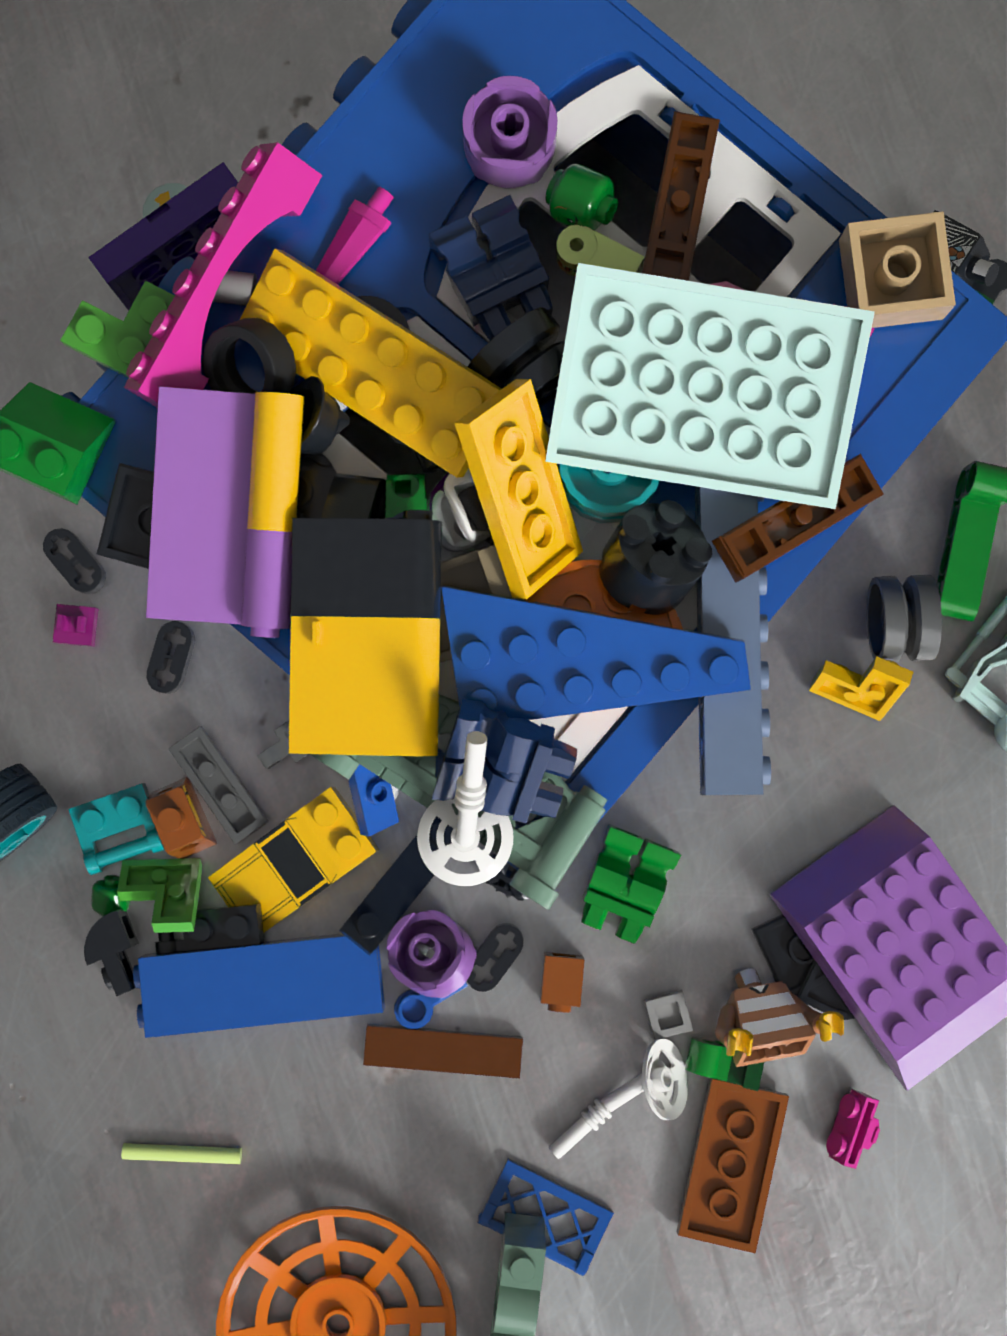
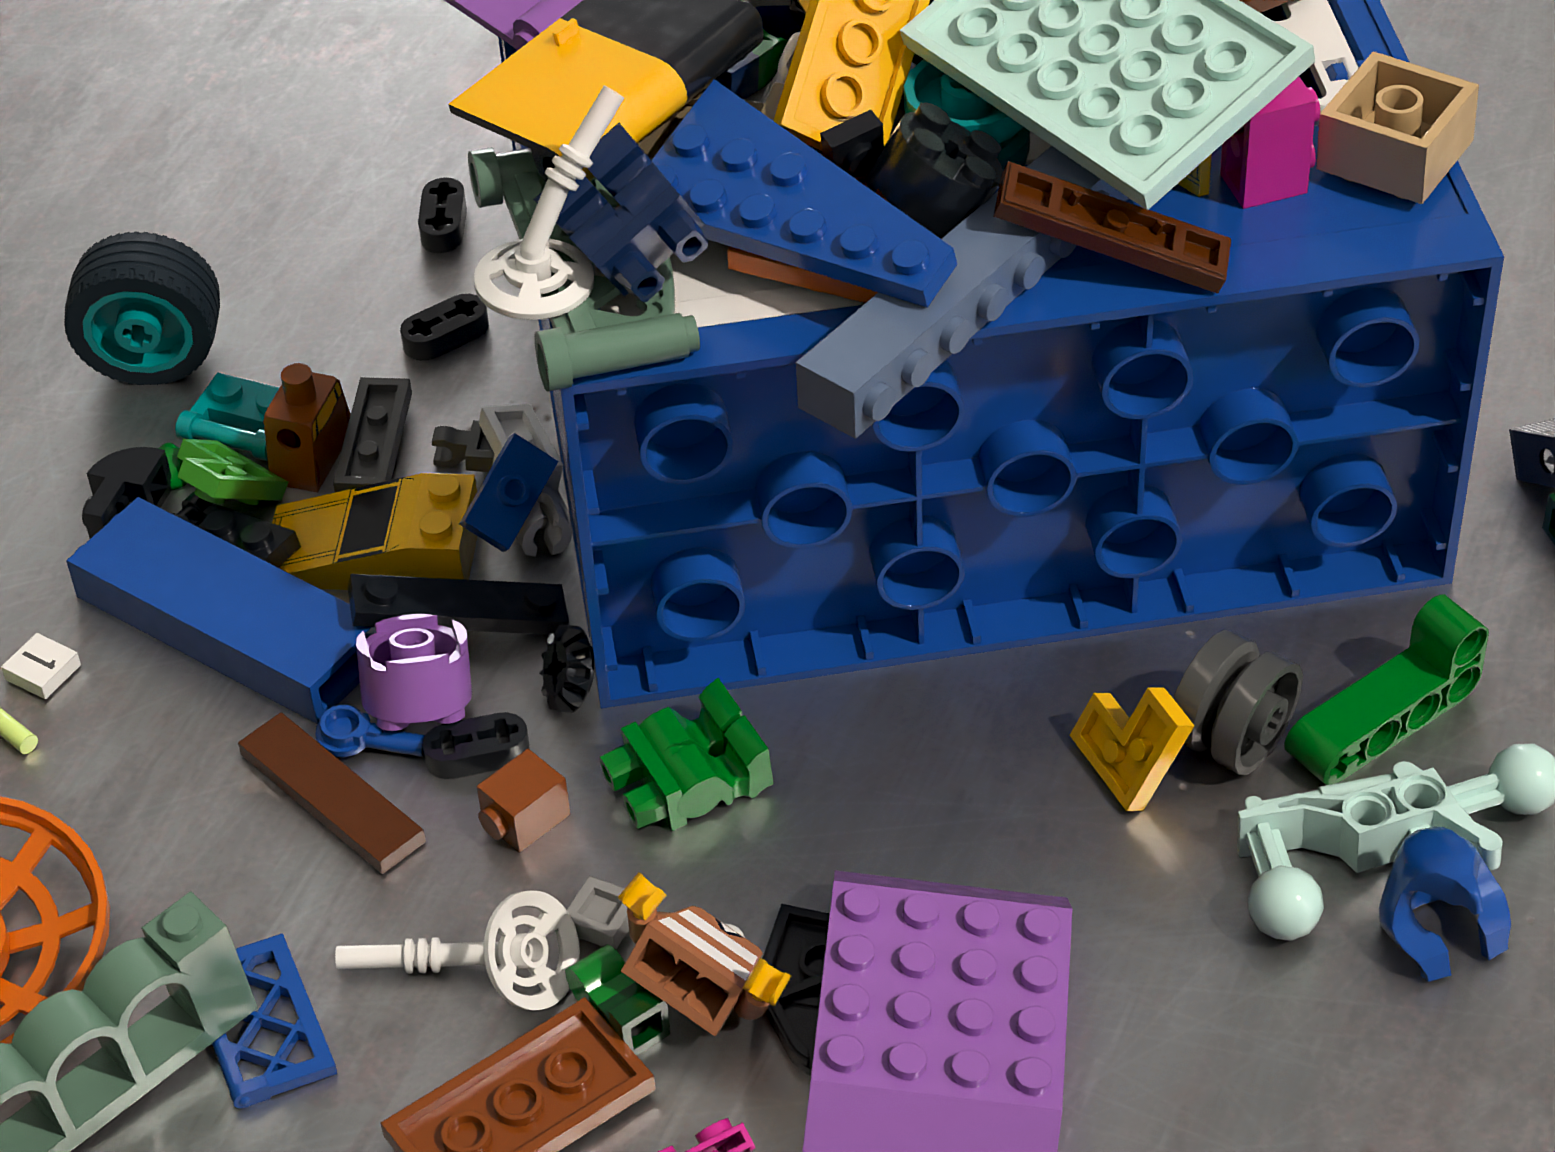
camera: 45 degrees right, 40 degrees down
(75, 625) = (387, 256): magenta tile -> none
(190, 1100) = (41, 665): none -> white tile
(582, 573) = (854, 143): none -> black plate

